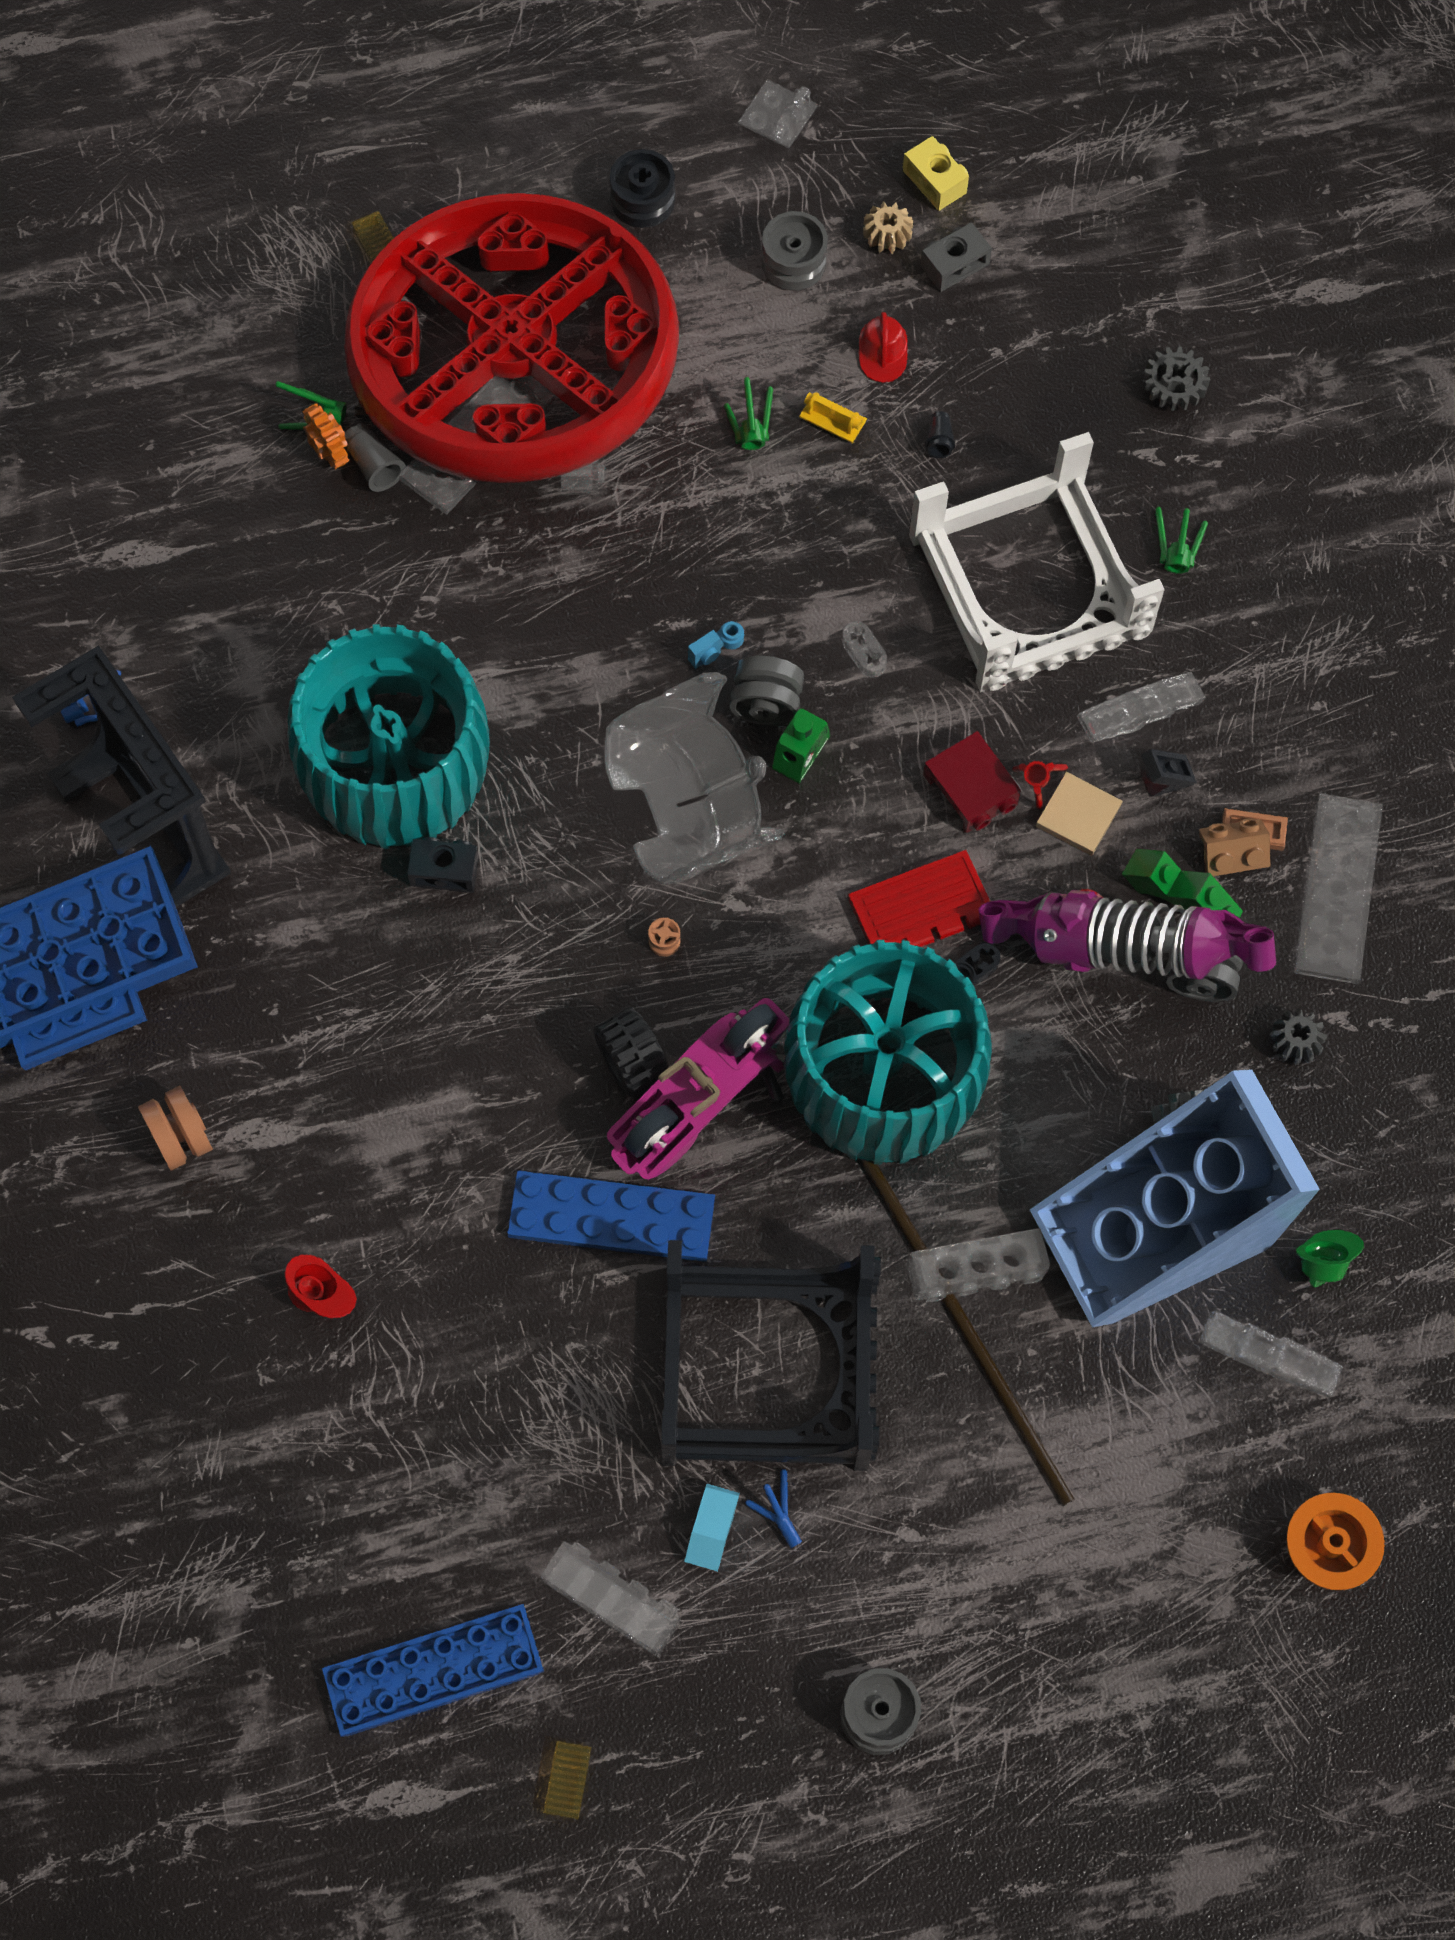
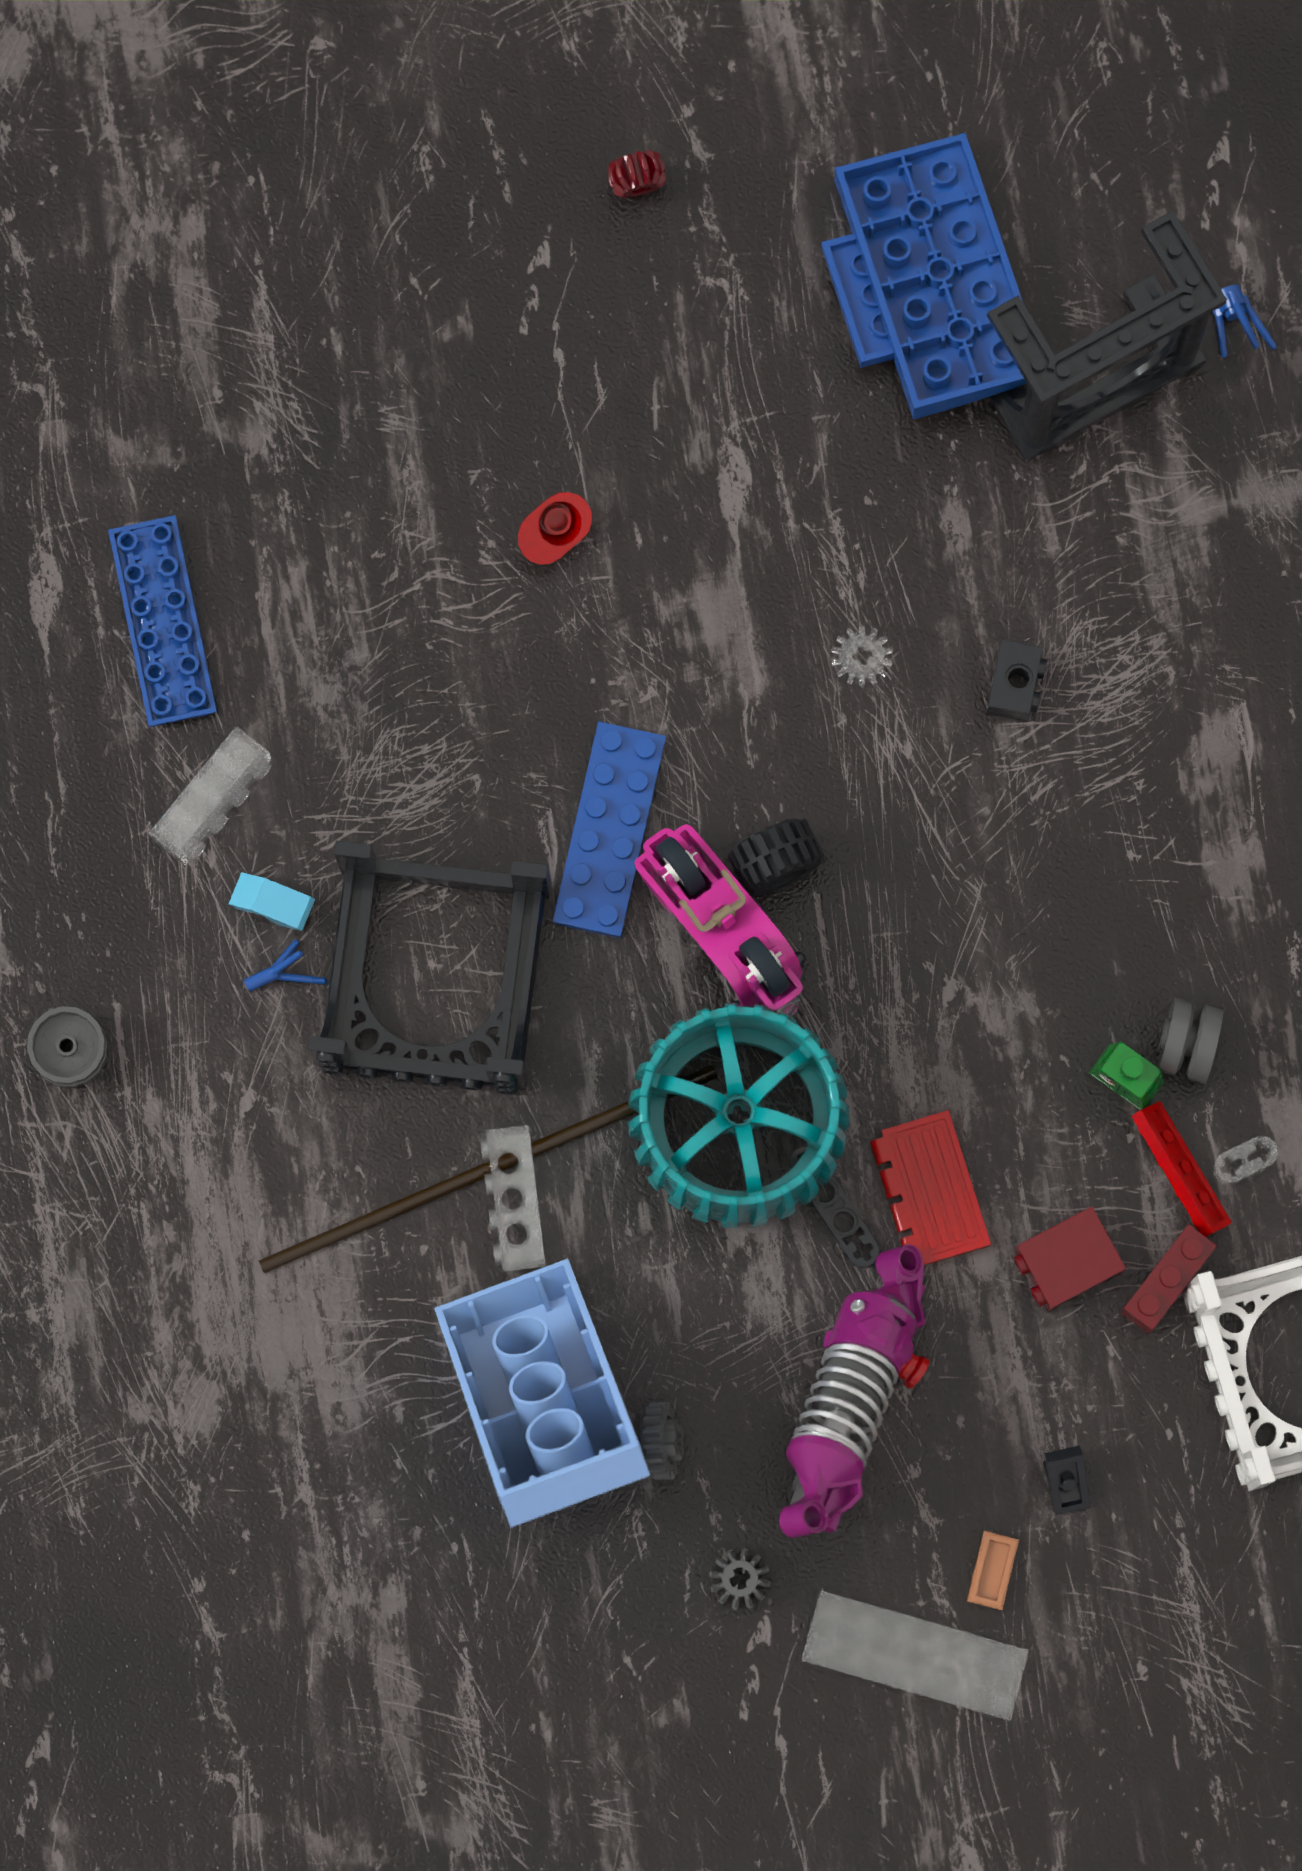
camera: 100 degrees right, 10 degrees up
(178, 1126) = (735, 390): nougat wheel -> none
(354, 672) = (1156, 534): teal wheel -> none
(419, 1013) = (854, 667): none -> clear gear
(567, 1780) = (42, 743): clear yellow tile -> none
(664, 929) = (916, 901): nougat wheel -> none
(680, 753) = (1122, 937): clear piece -> none
(709, 646) = (1254, 983): dark azure plate -> none
(881, 696) = (1181, 1169): none -> red plate
(999, 709) = (1168, 1279): none -> dark red arch
(1038, 775) = (1061, 1325): red plant -> none
(1079, 813) = (1026, 1376): tan tile -> none
(1140, 706) = (1148, 1461): clear slope -> none
(1158, 875) = (919, 1476): green arch -> none
(1235, 847) = (969, 1543): medium nougat bracket -> none
(1271, 1354) = (391, 1497): clear slope -> none
(1328, 1255) = (491, 1573): green piece -> none
(1335, 1541) = (181, 1526): orange piece -> none

